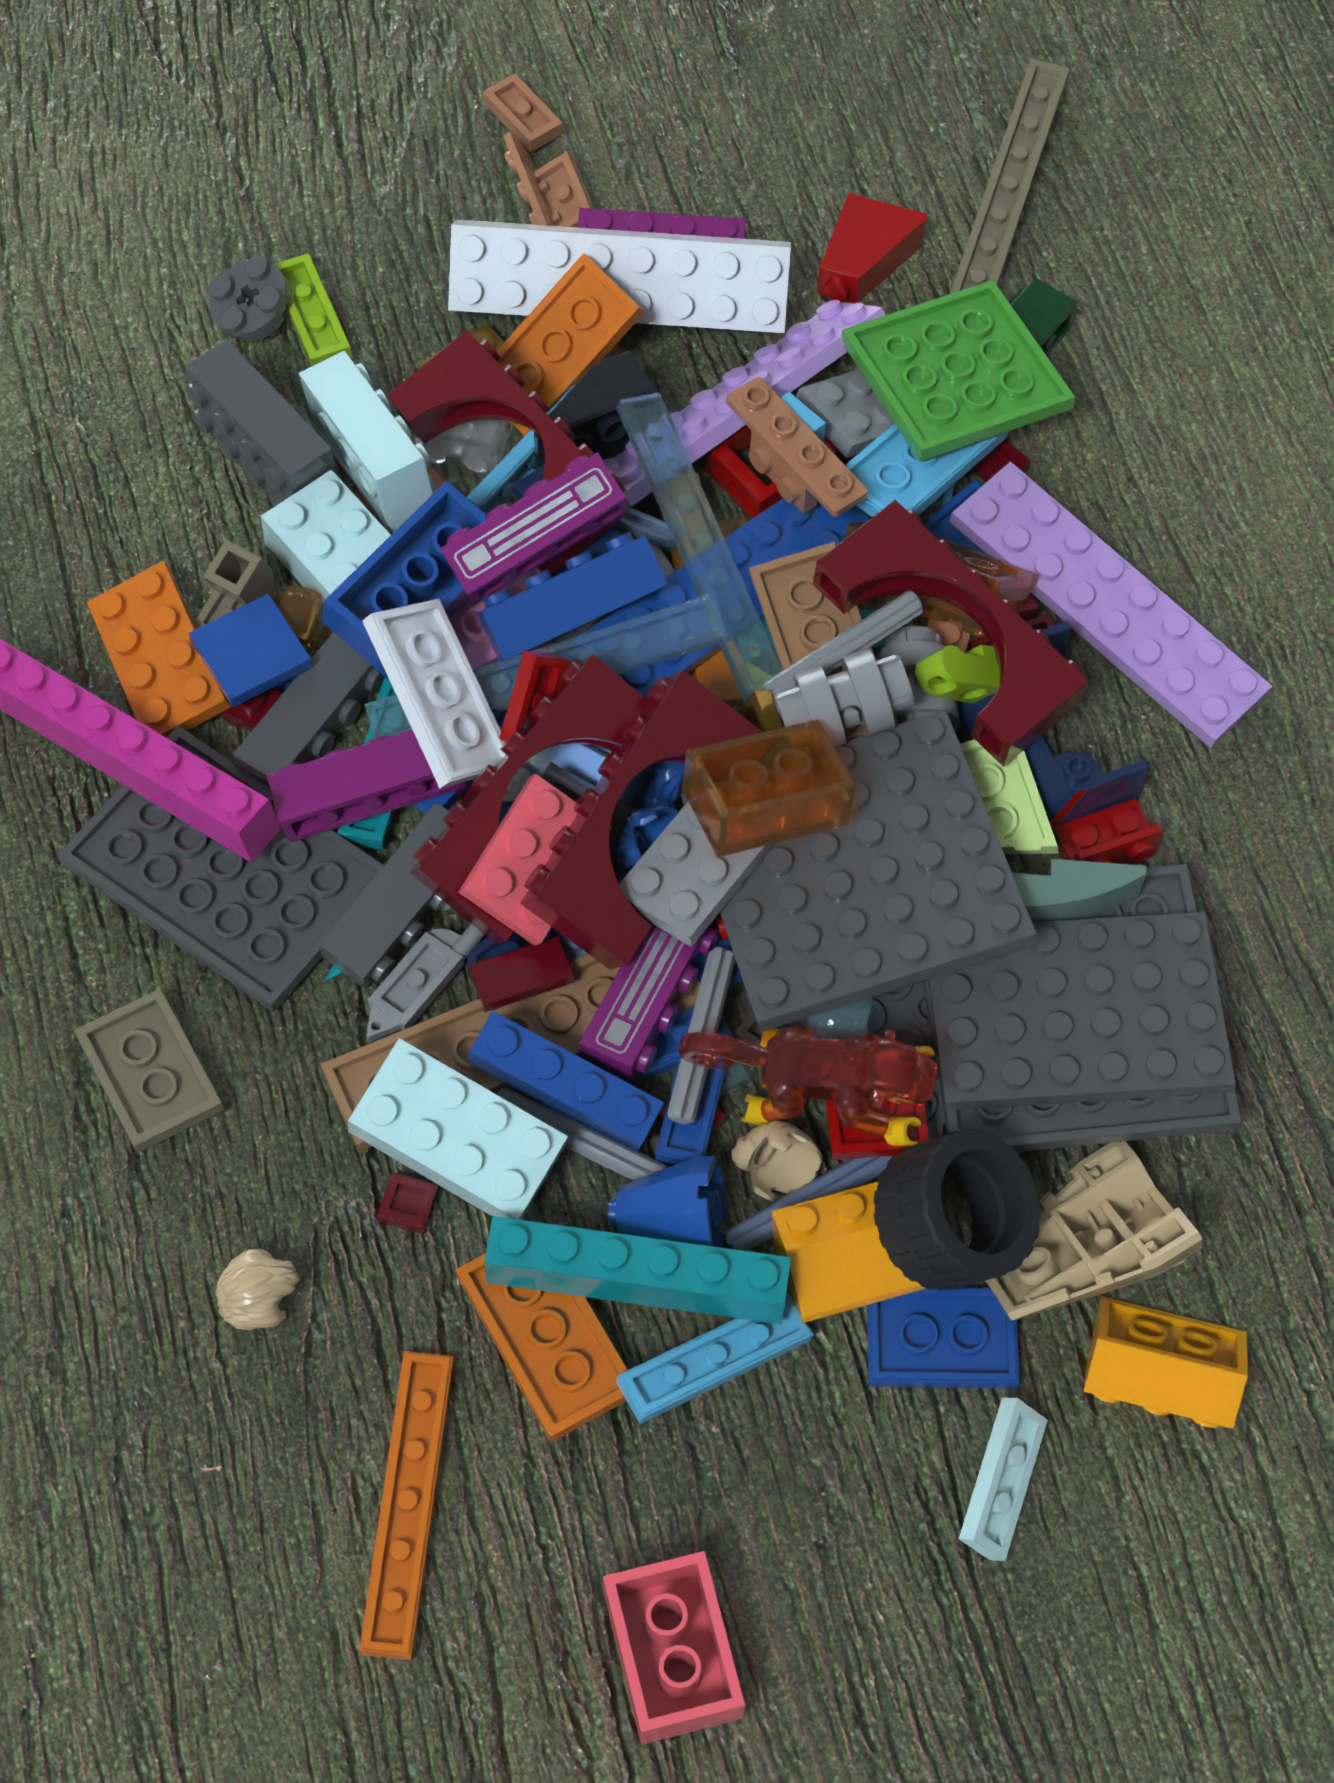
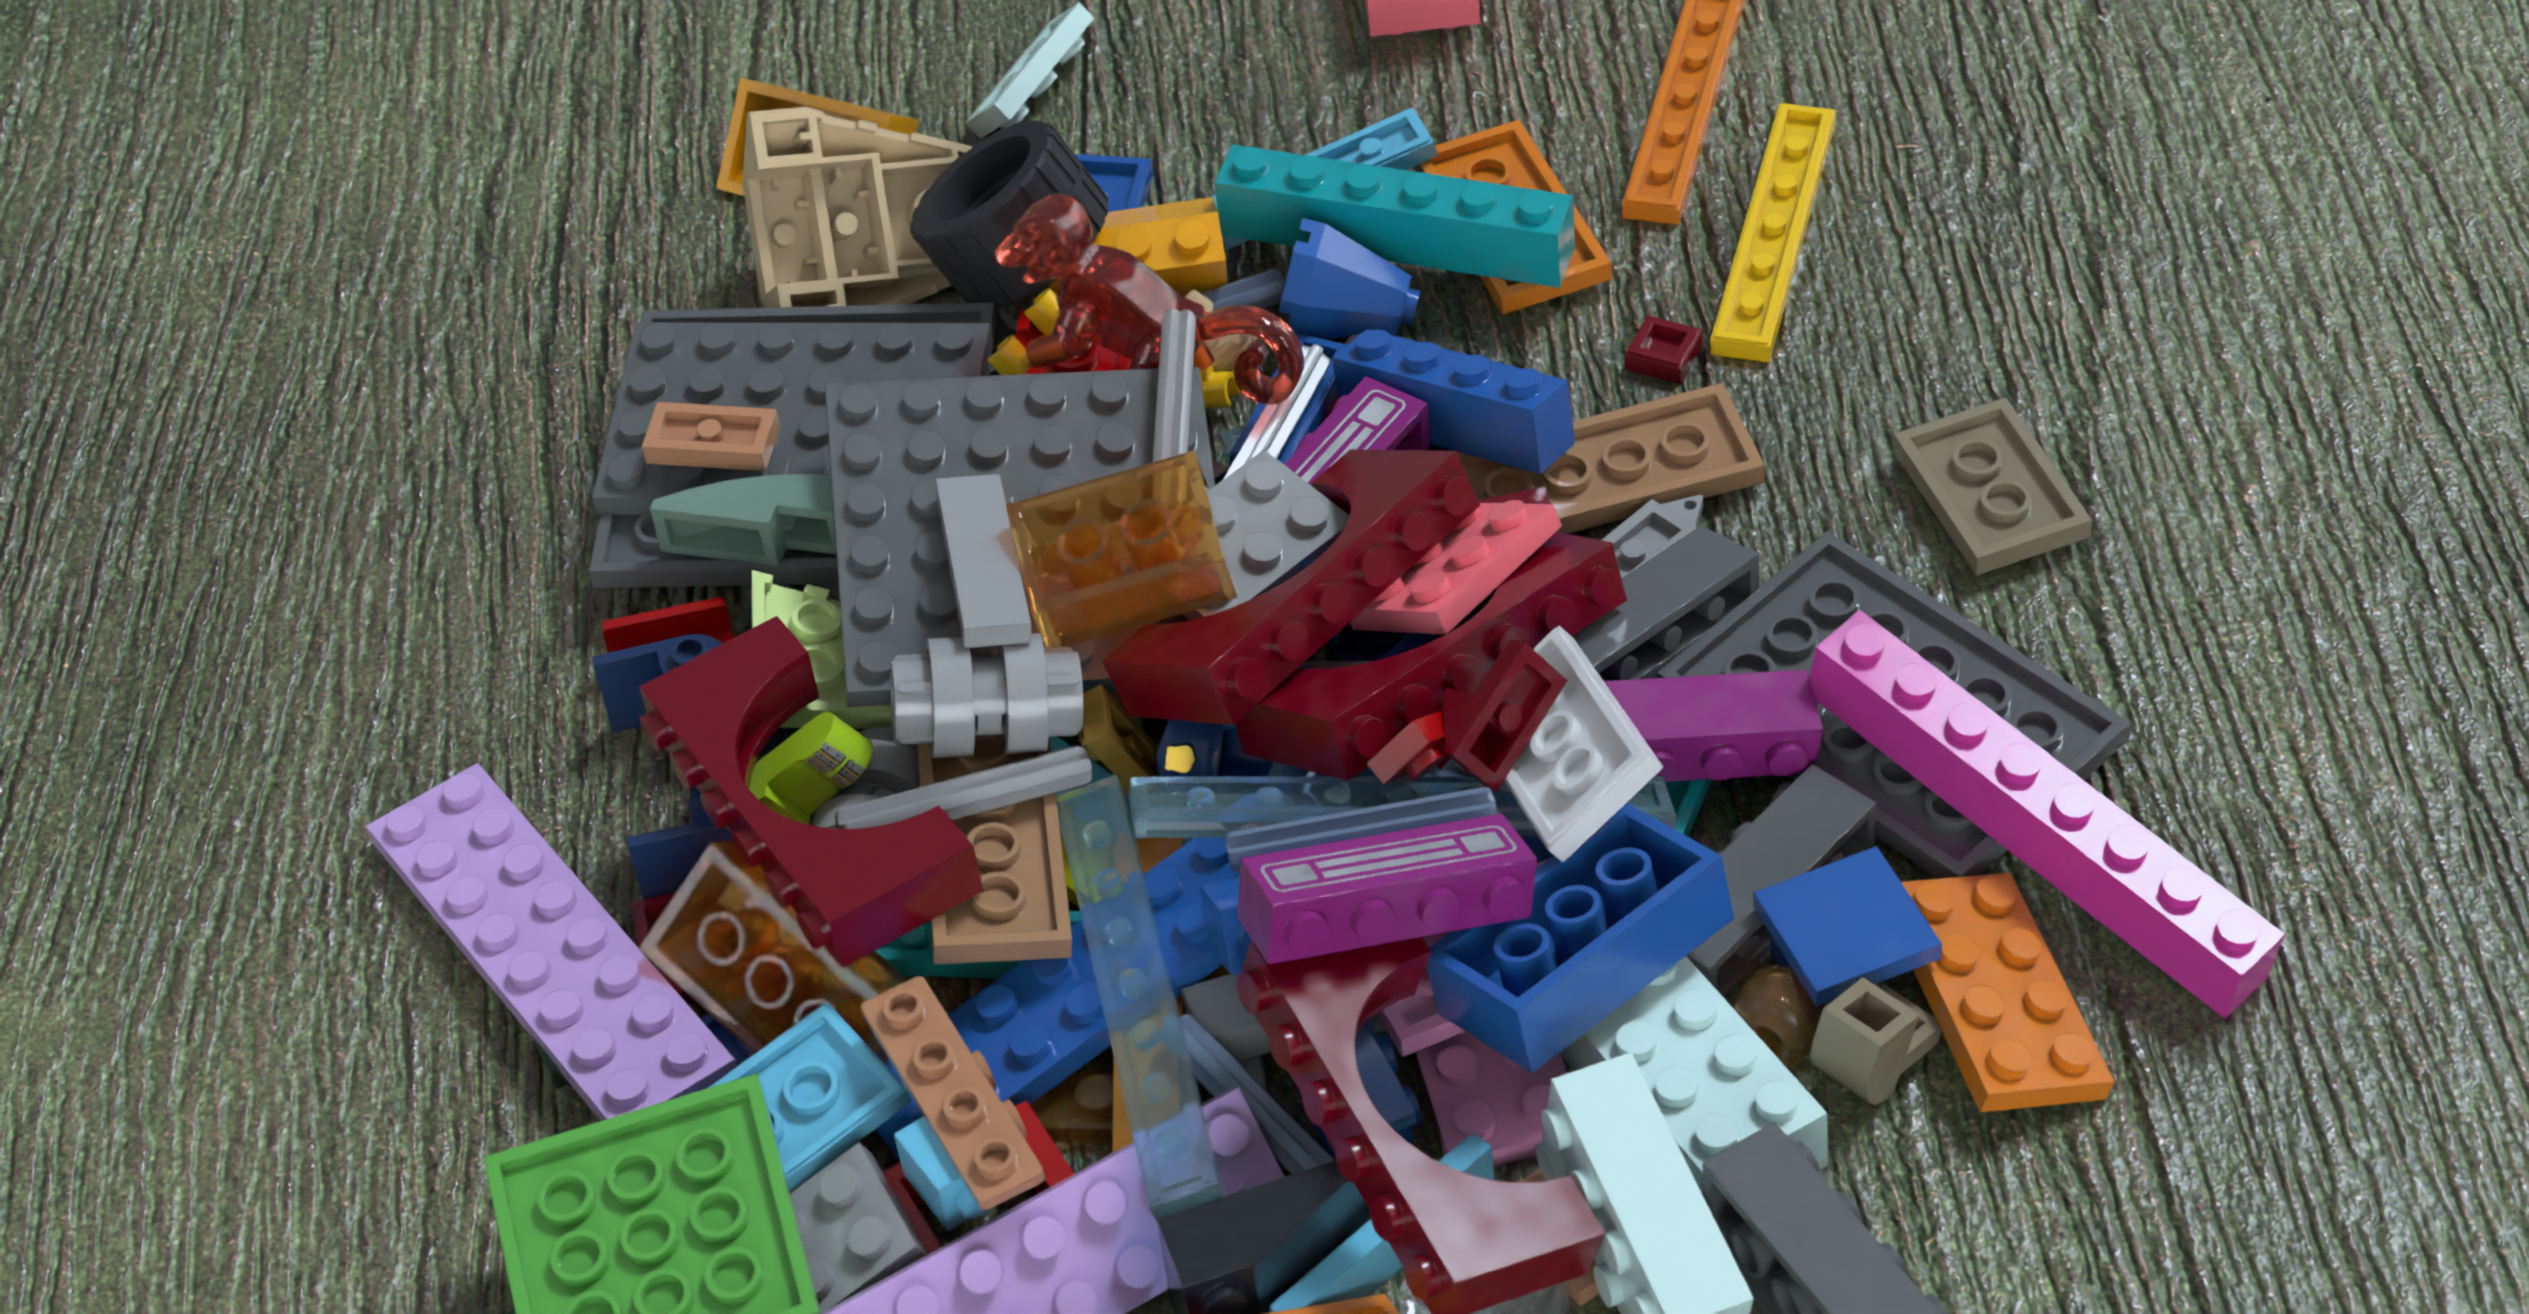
camera: 165 degrees left, 15 degrees down
(253, 1288) = (1857, 258): tan hair -> none
(322, 1349) = (1773, 233): none -> yellow tile
(456, 1133) = (1625, 362): light aqua brick -> none
(489, 699) = (1497, 722): none -> dark red slope
(562, 625) = (1359, 823): none -> sand blue axle
(764, 953) = (1174, 384): none -> light grey axle
(862, 751) = (983, 561): none -> light grey tile
(1124, 938) = (711, 436): none -> nougat plate

